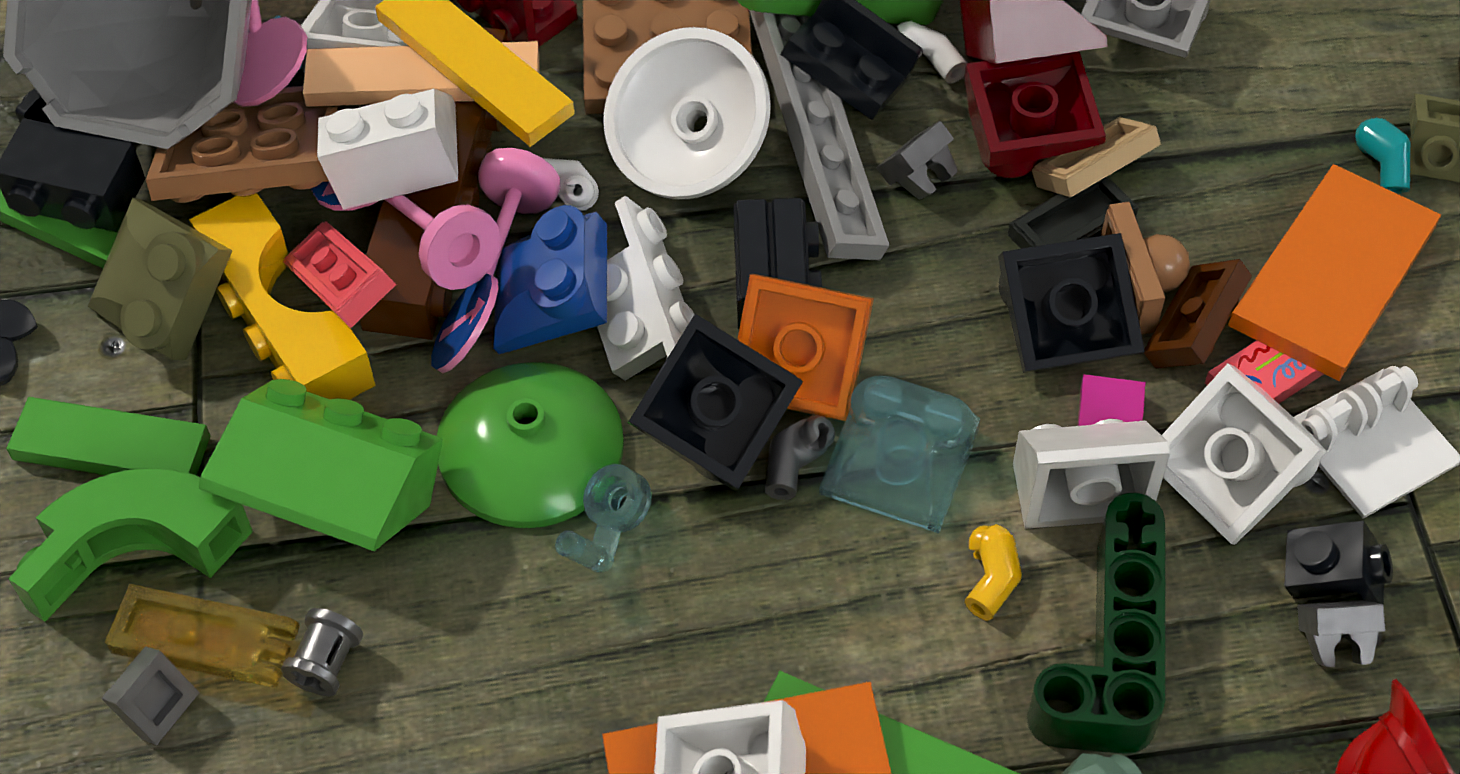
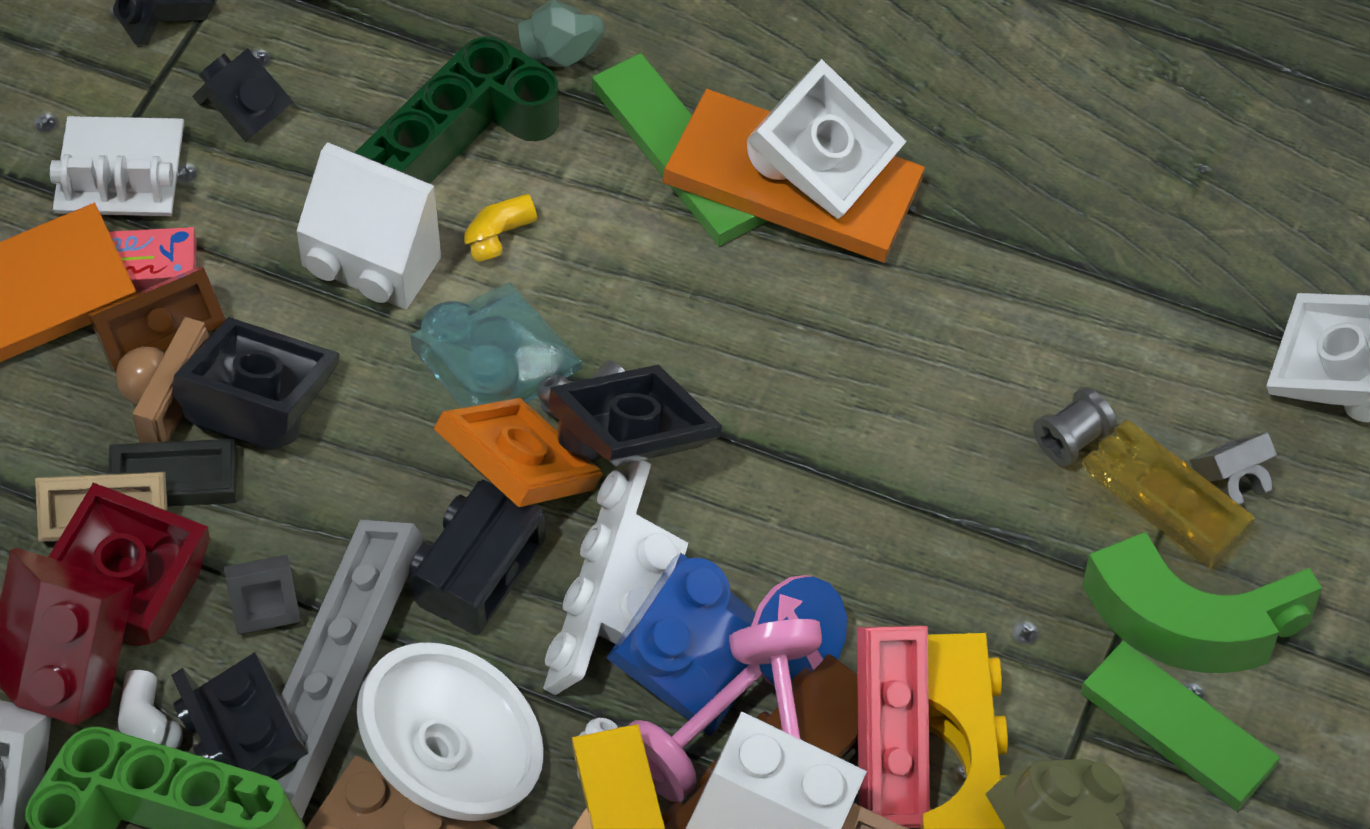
camera: 150 degrees left, 0 degrees up
(324, 464) = (1004, 548): bright green slope -> none
(531, 470) = (763, 542): bright green dish -> none
(602, 506) = (764, 421): clear light blue plate -> none
(1110, 399) = (295, 297): dark pink tile -> none
(1237, 453) = (237, 189): white slope -> none
(1356, 620) = (283, 51): flat silver tile -> none

